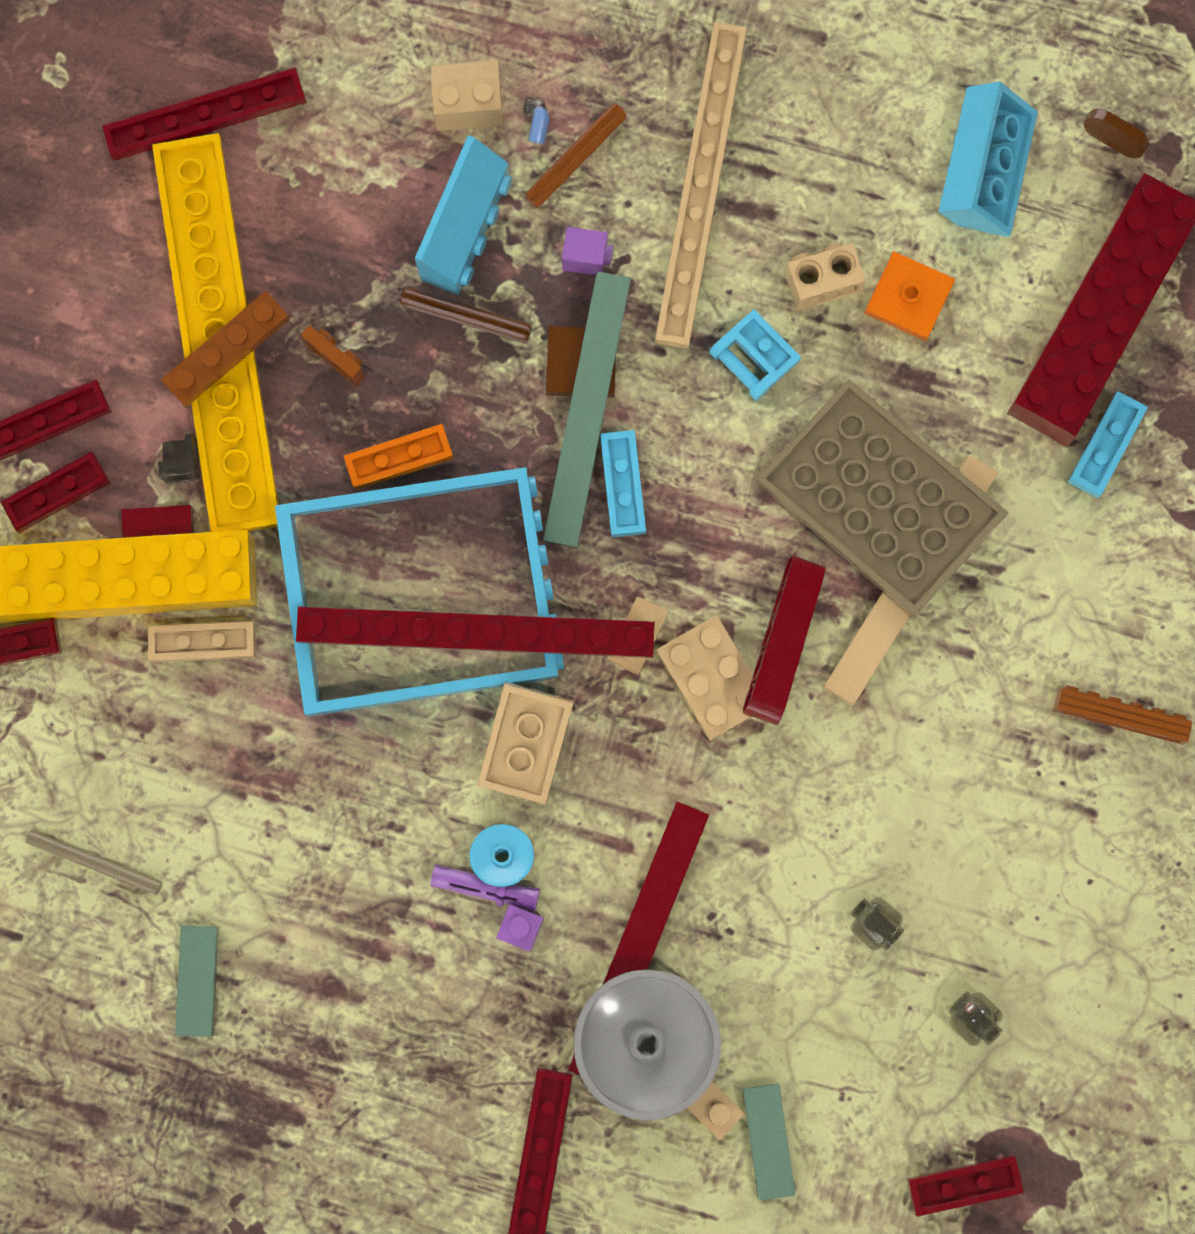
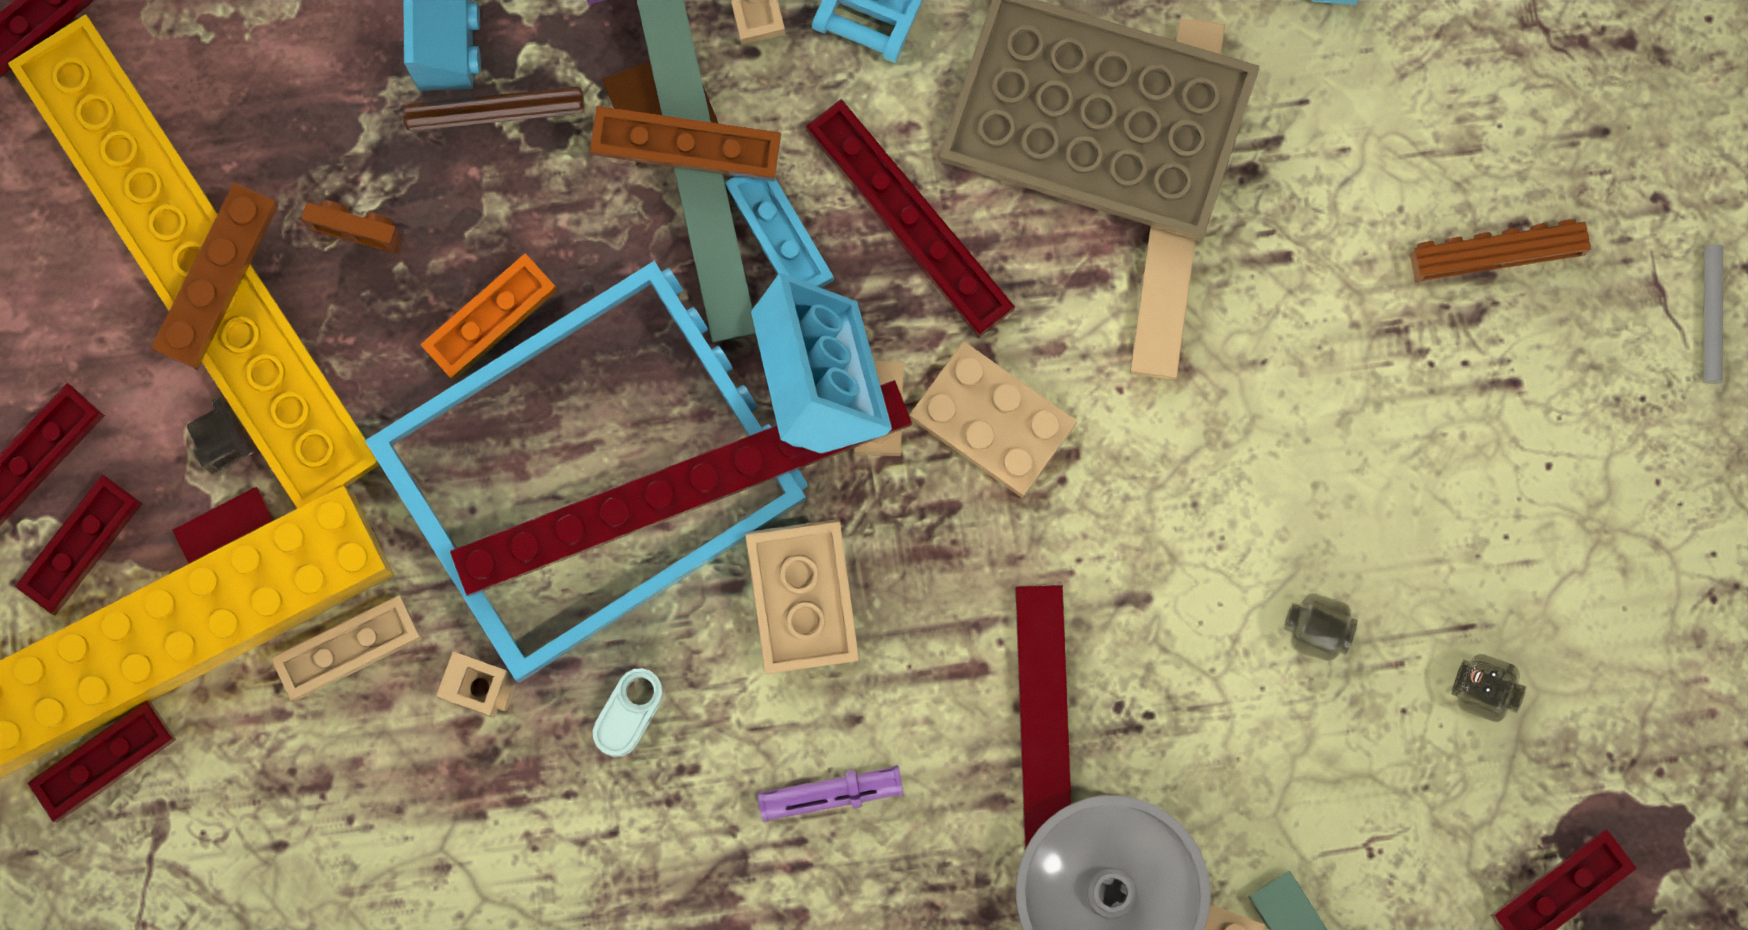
camera: 25 degrees left, 0 degrees up
(267, 698) = (464, 673): none -> tan brick
(366, 776) = (621, 721): none -> light aqua piece
(498, 840) = (830, 725): medium azure piece -> none
(520, 928) = (896, 822): medium lavender brick -> none
(584, 395) = (685, 143): none -> dark orange plate
(605, 590) = (818, 367): none -> medium azure slope
(718, 513) = (910, 218): none -> dark red tile
(784, 640) = (1059, 336): dark red beam -> none

